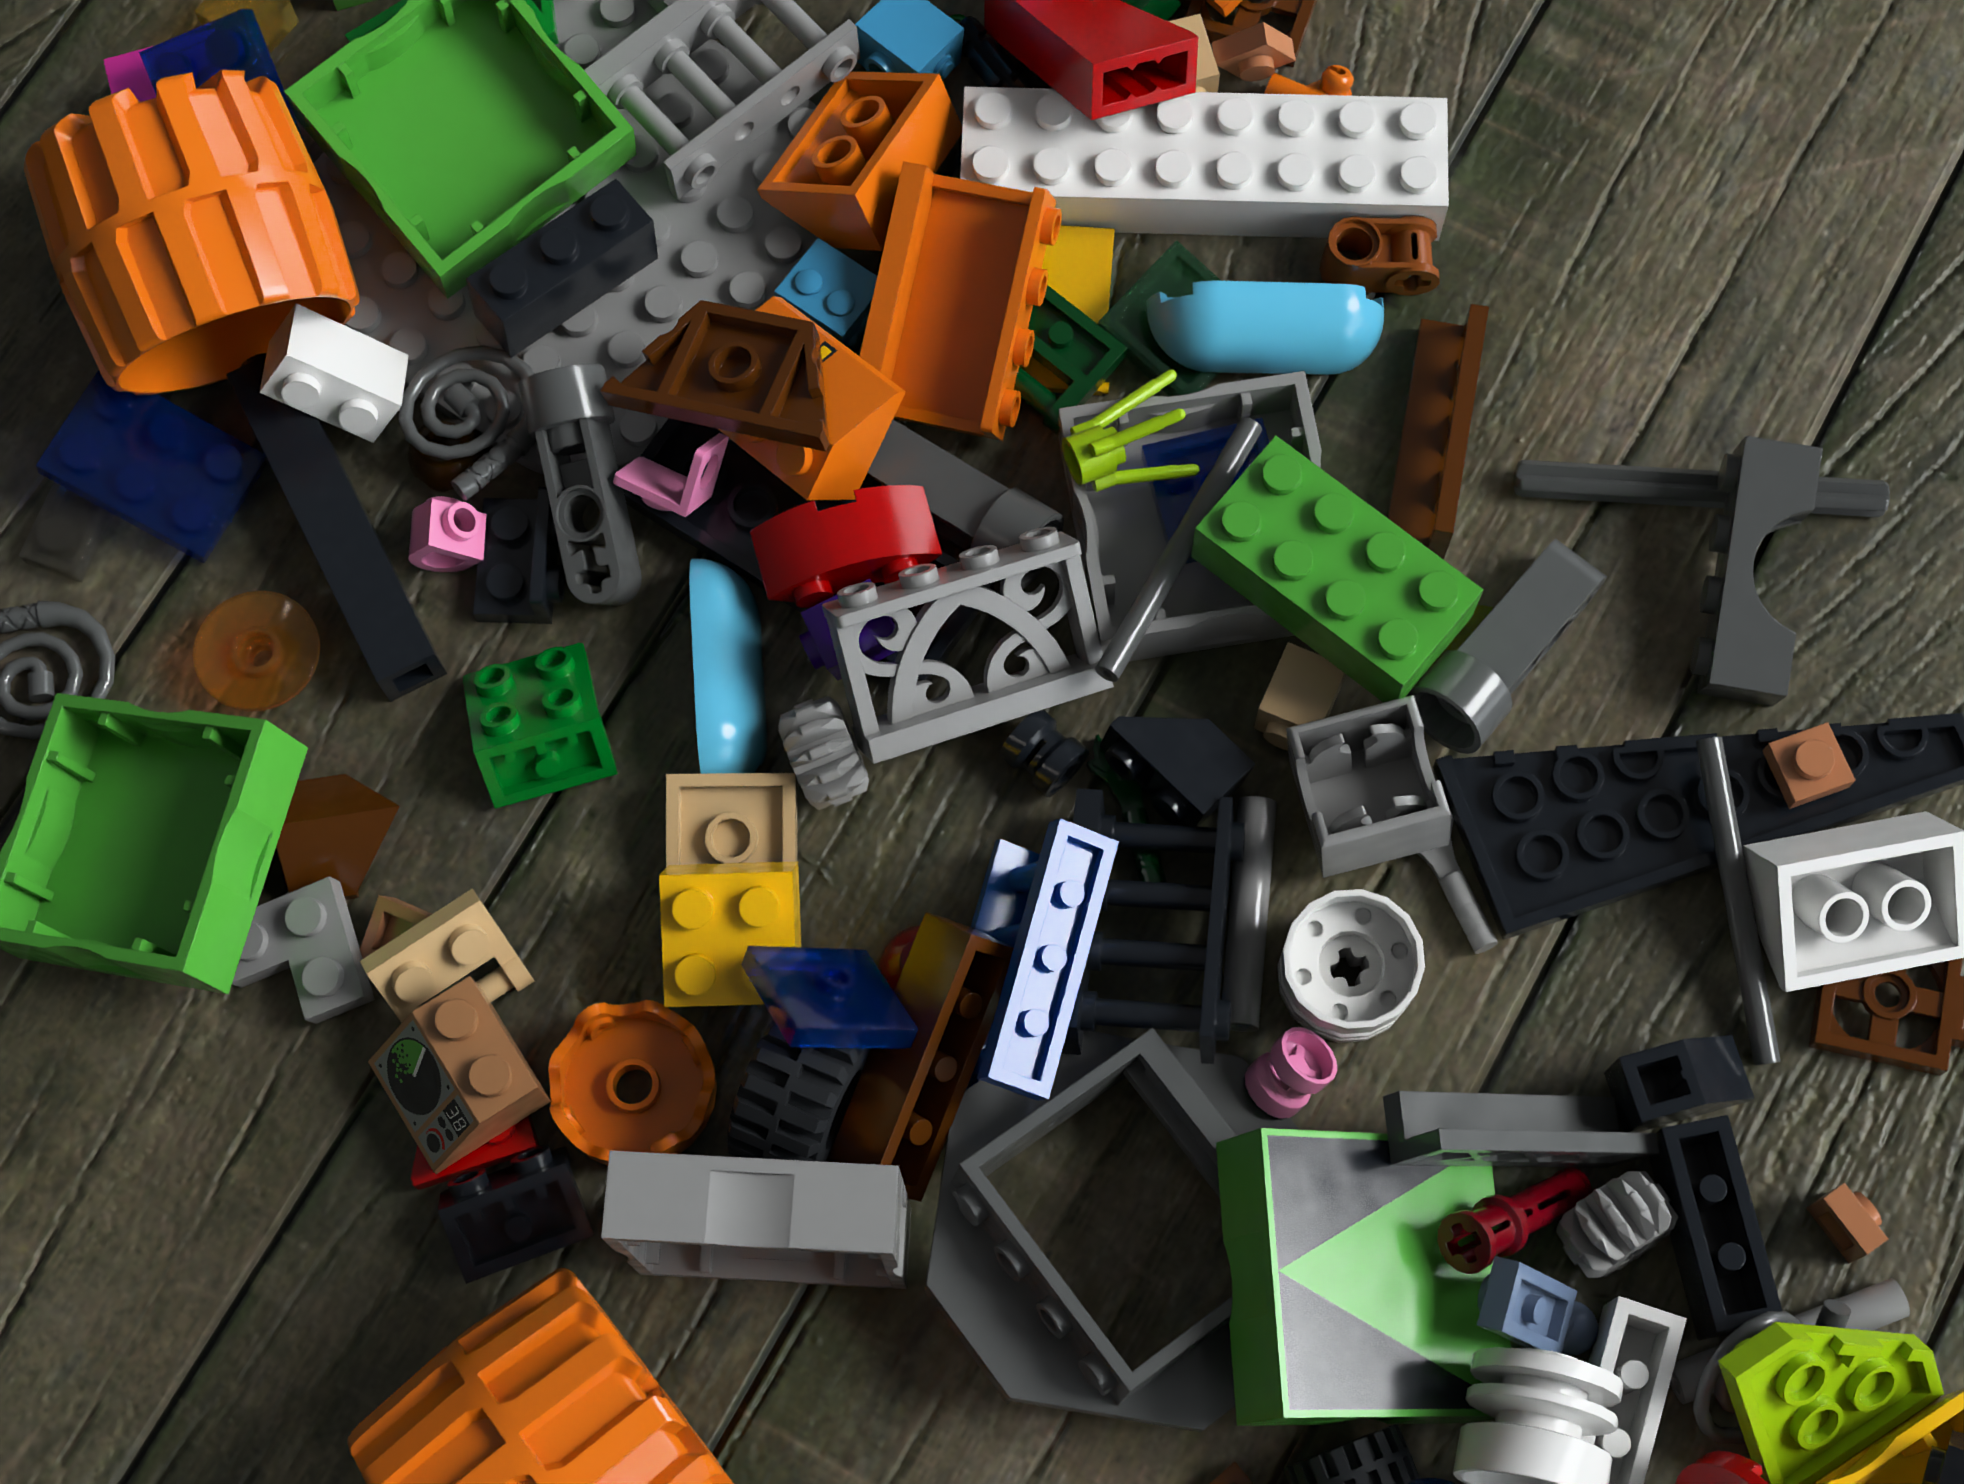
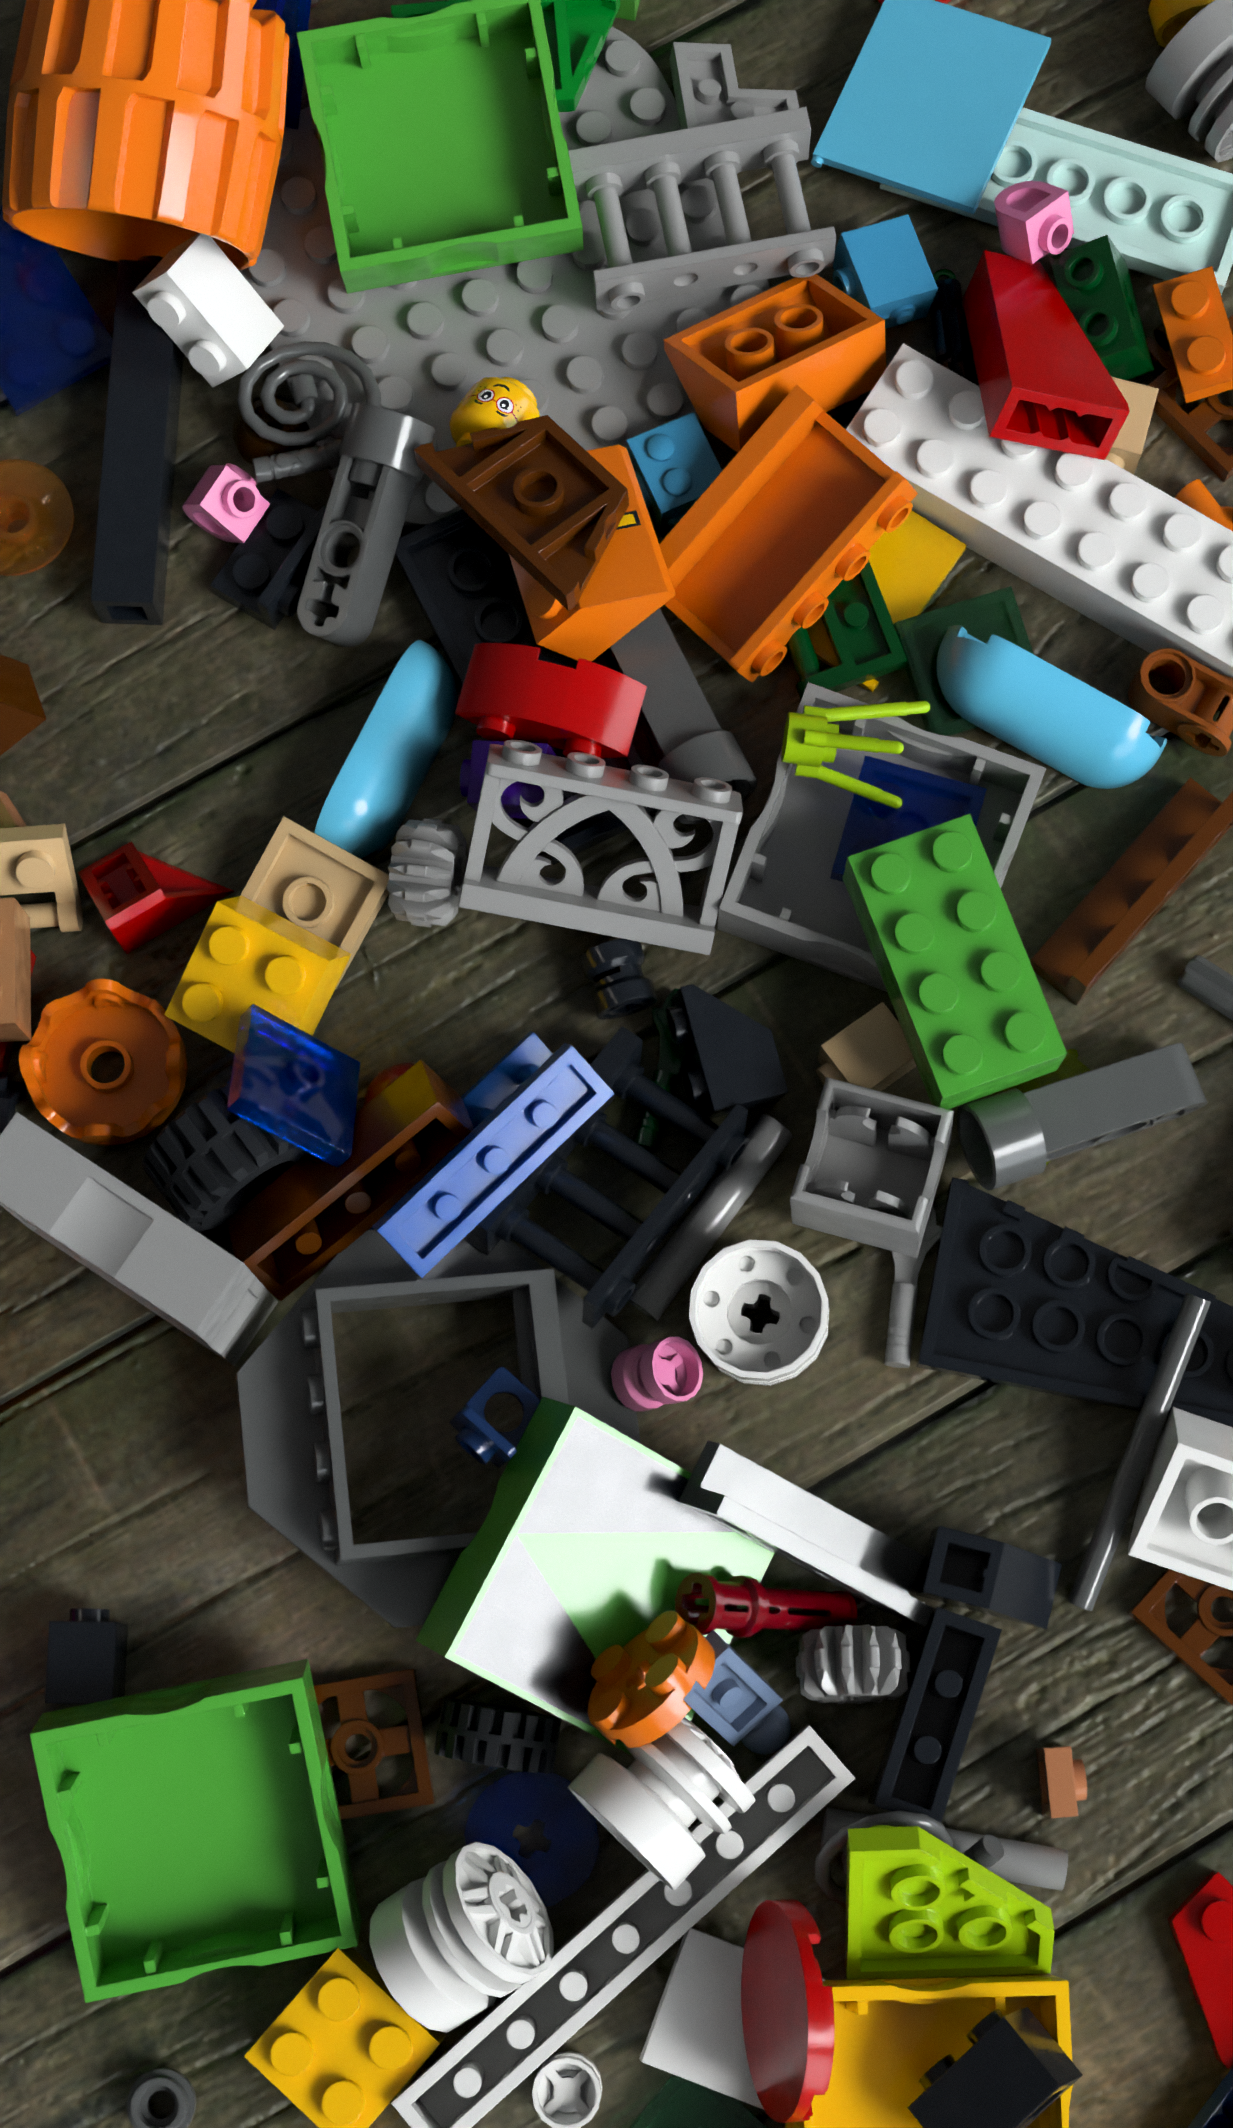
camera: 30 degrees right, 5 degrees up
(537, 725) = (206, 712): green bracket -> none
(563, 267) = (454, 320): black brick -> none
(573, 917) = (145, 895): none -> red slope
(639, 322) = (492, 404): none -> yellow head
(670, 490) = (433, 568): bright pink bracket -> none
(1177, 551) = (832, 867): dark grey piece -> none
(1184, 1204) = (477, 1435): none -> dark blue bracket
(1254, 52) = (1187, 450): nougat plate -> none
(1466, 1301) = (647, 1679): none -> orange plate

